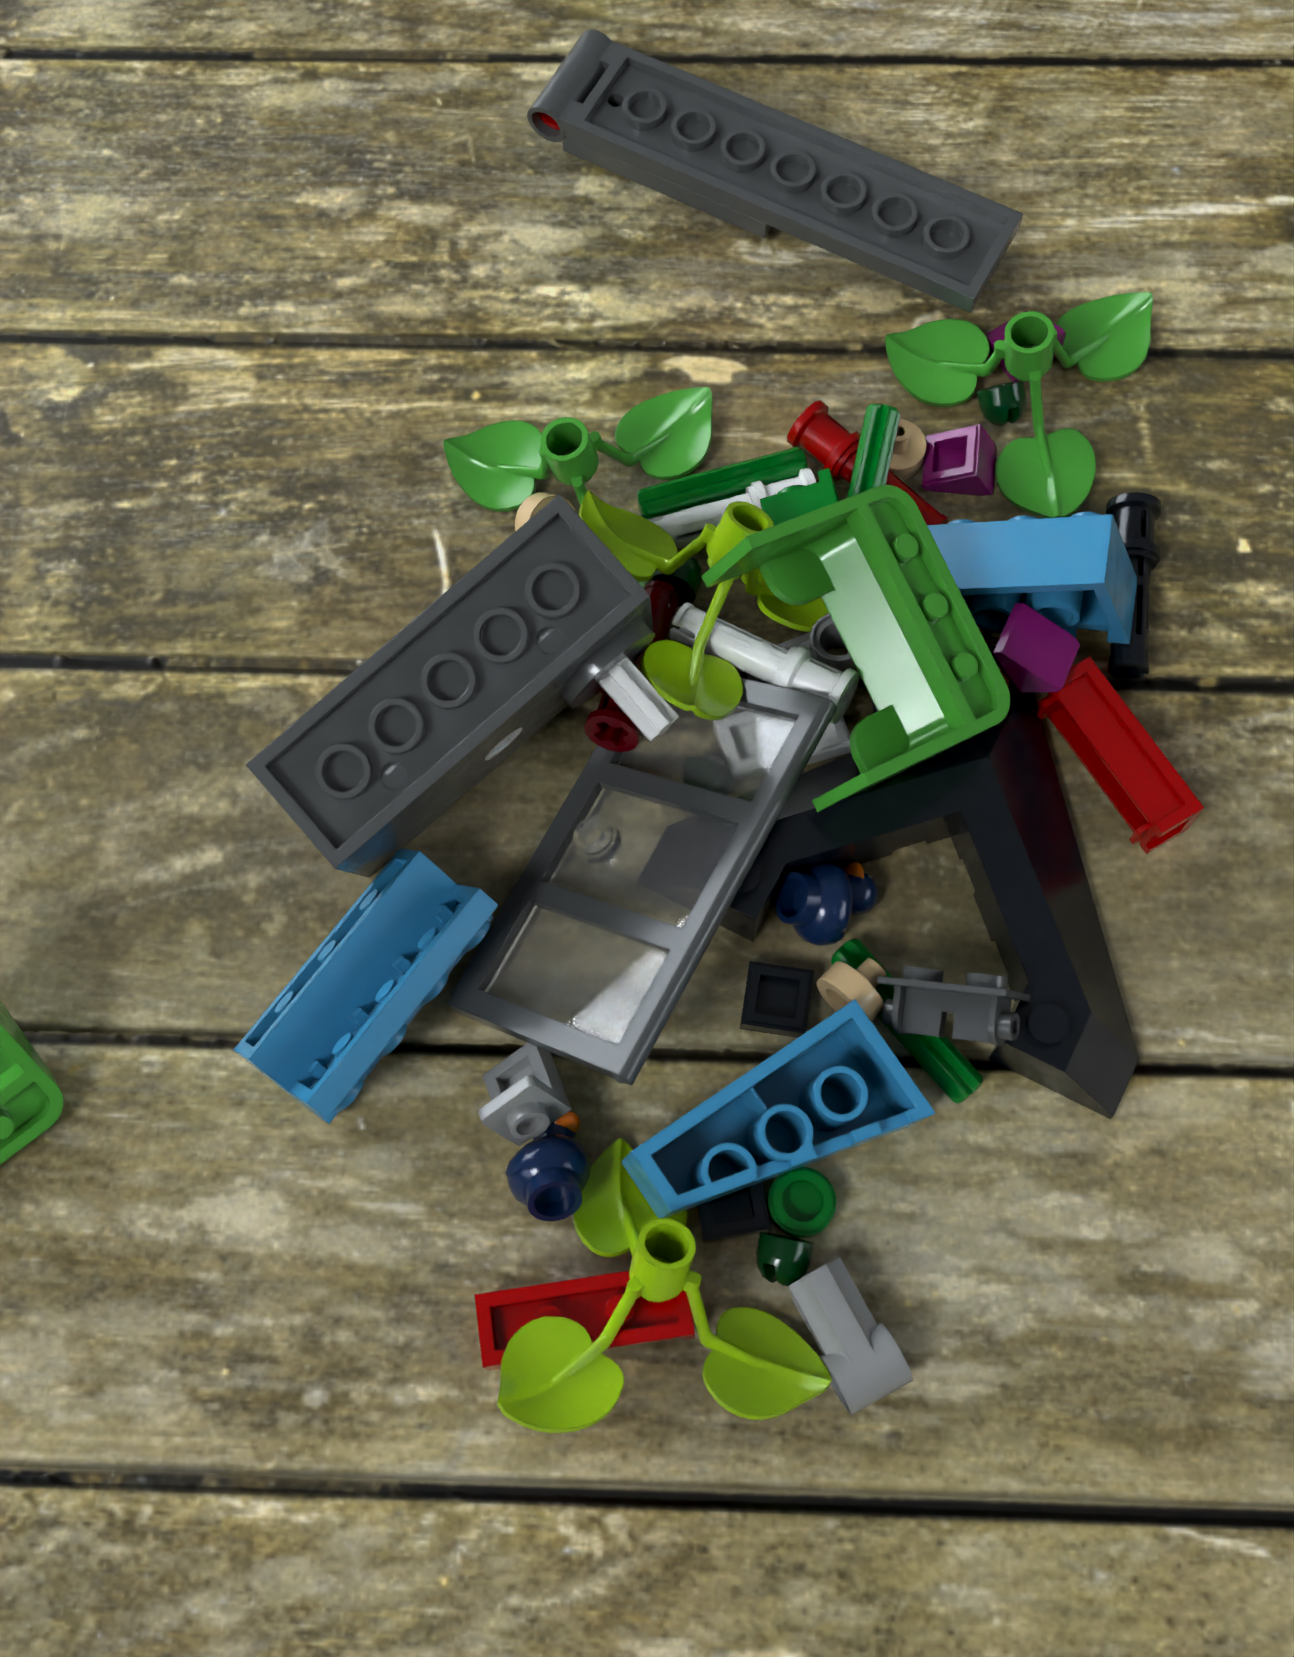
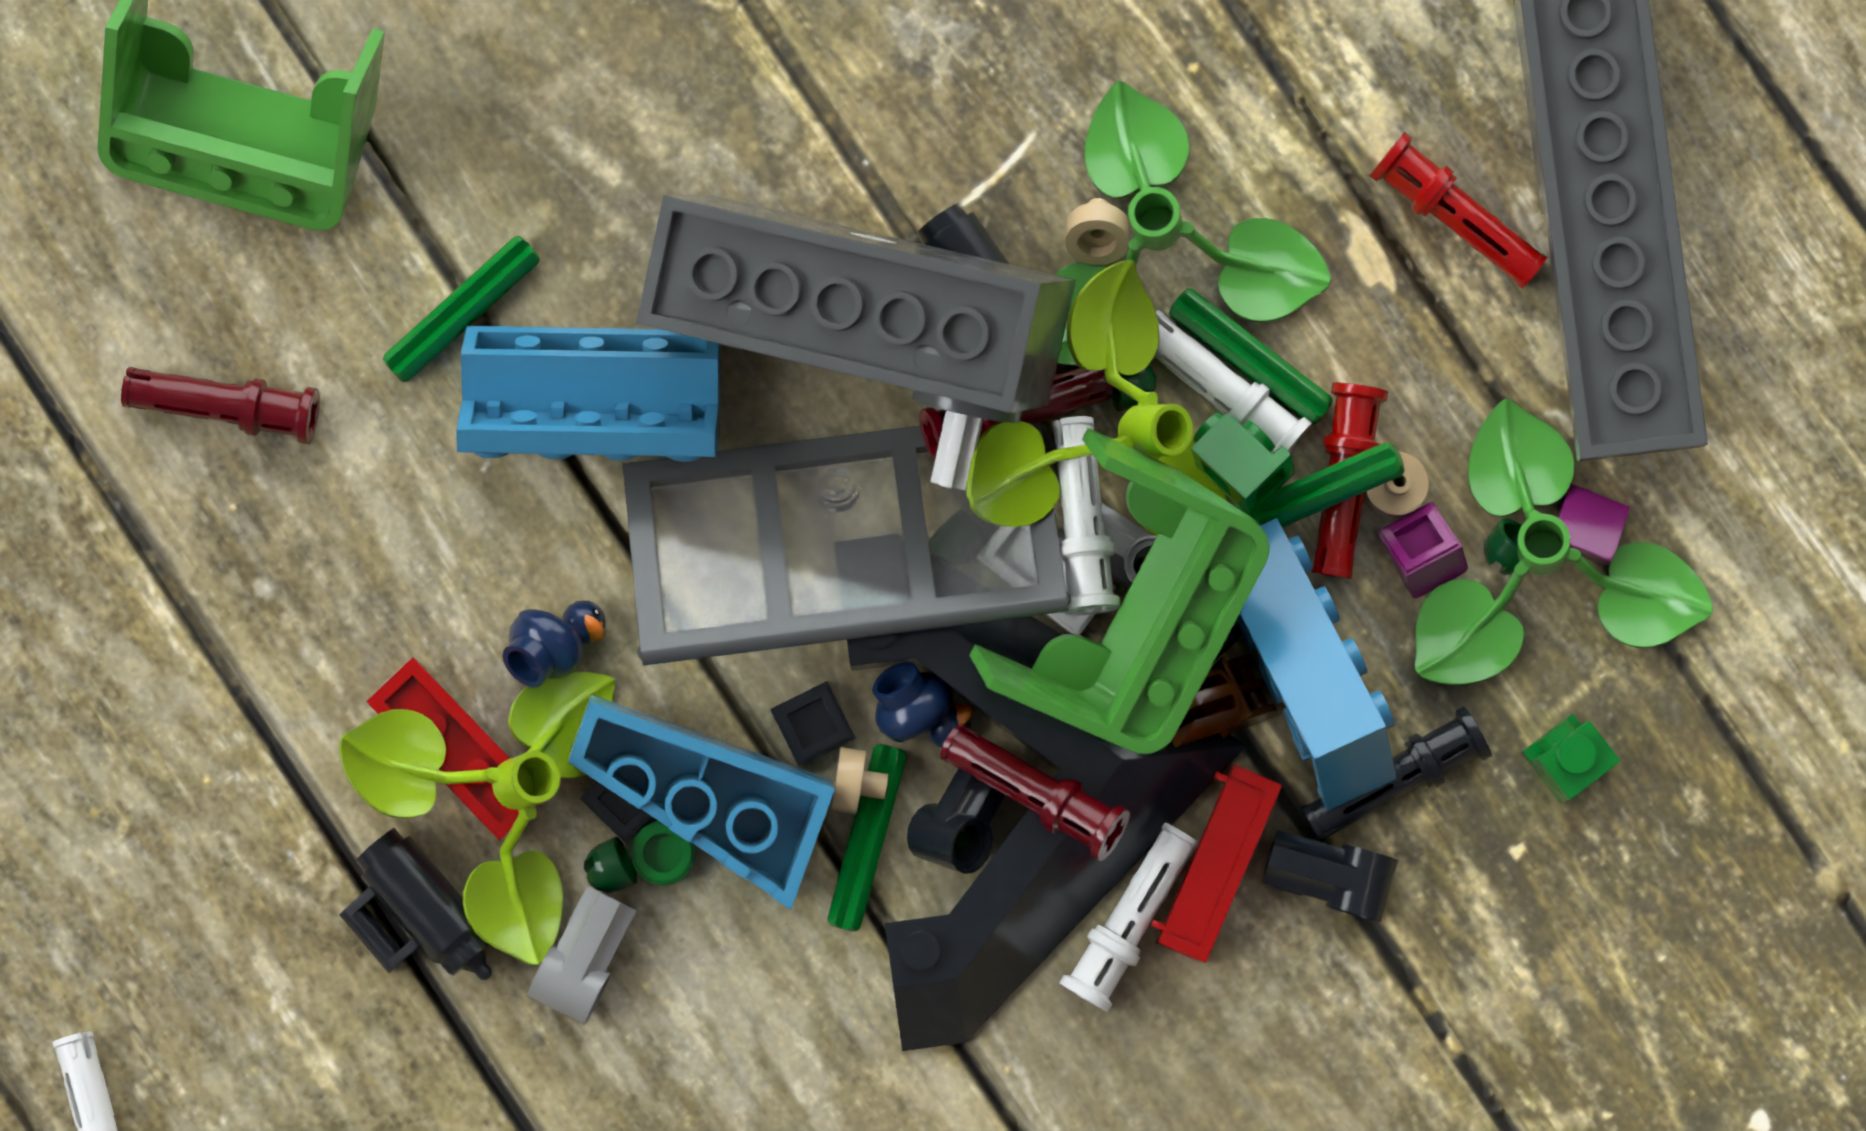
camera: 50 degrees right, 15 degrees up
(151, 1287) = (250, 405): none -> dark red pin
(215, 1048) = (461, 308): none -> green axle
(524, 1095) = (589, 582): light grey bracket -> none
(697, 287) = (1434, 191): none -> red pin
(697, 1454) = (423, 905): none -> black piece
(948, 931) = (958, 827): none -> black piece
(979, 1006) = (881, 843): dark grey hinge -> none
(998, 821) = (1059, 803): none -> dark red pin
(1035, 651) = (1249, 737): magenta slope -> none
(1132, 876) = (1115, 944): none -> white pin
(1190, 669) = (1344, 877): none -> black piece
(1202, 452) = (1570, 757): none -> green brick

